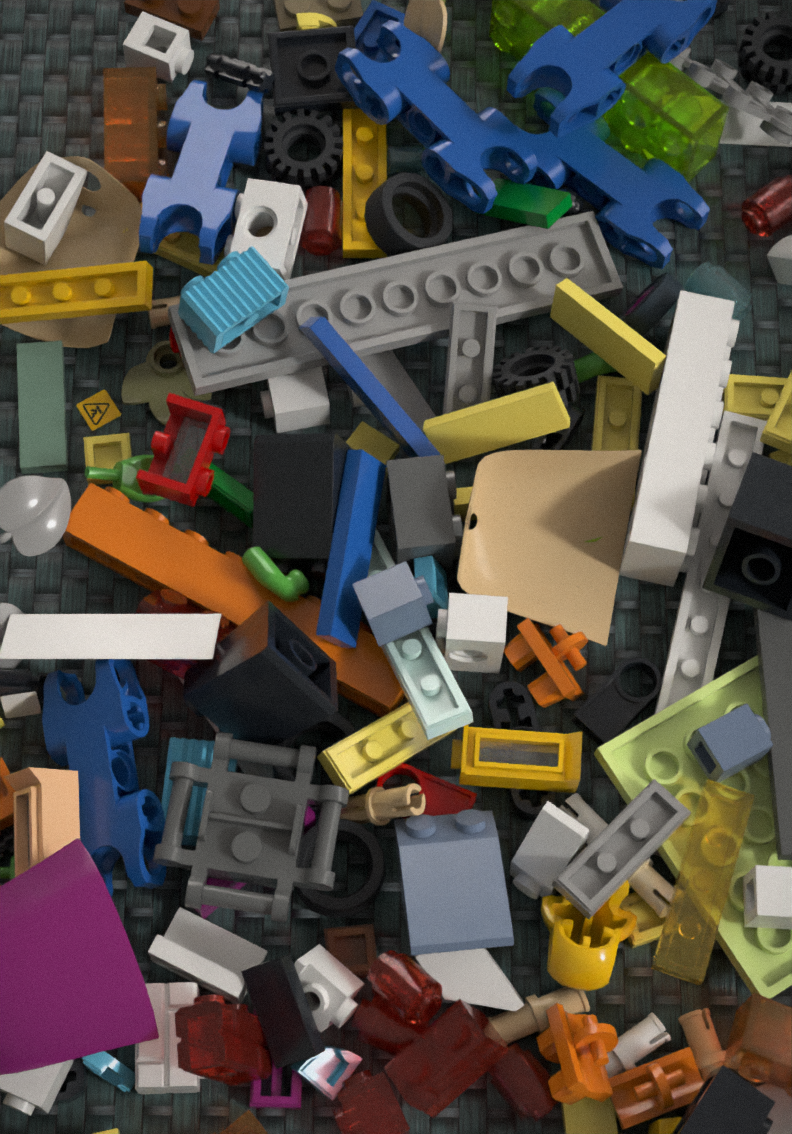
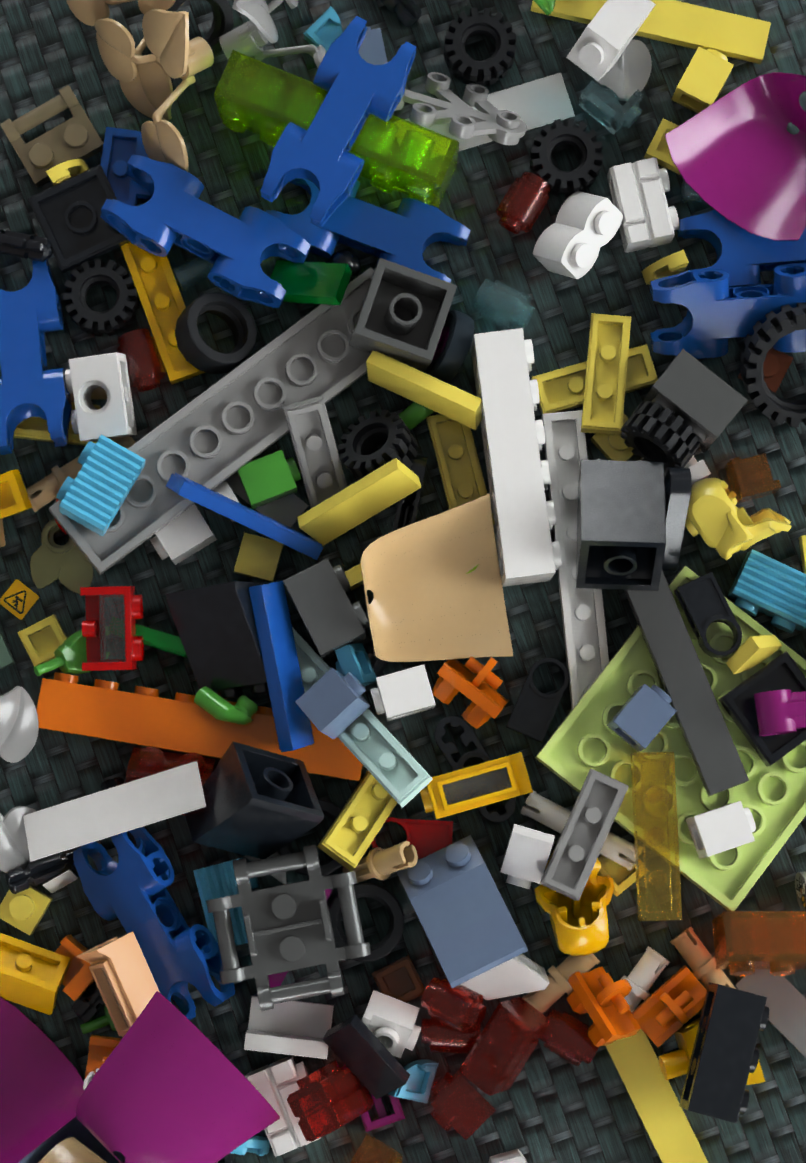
camera: 20 degrees left, 15 degrees up
(410, 374) = (269, 478): none -> bright green brick
(611, 252) = (403, 314): none -> dark grey brick

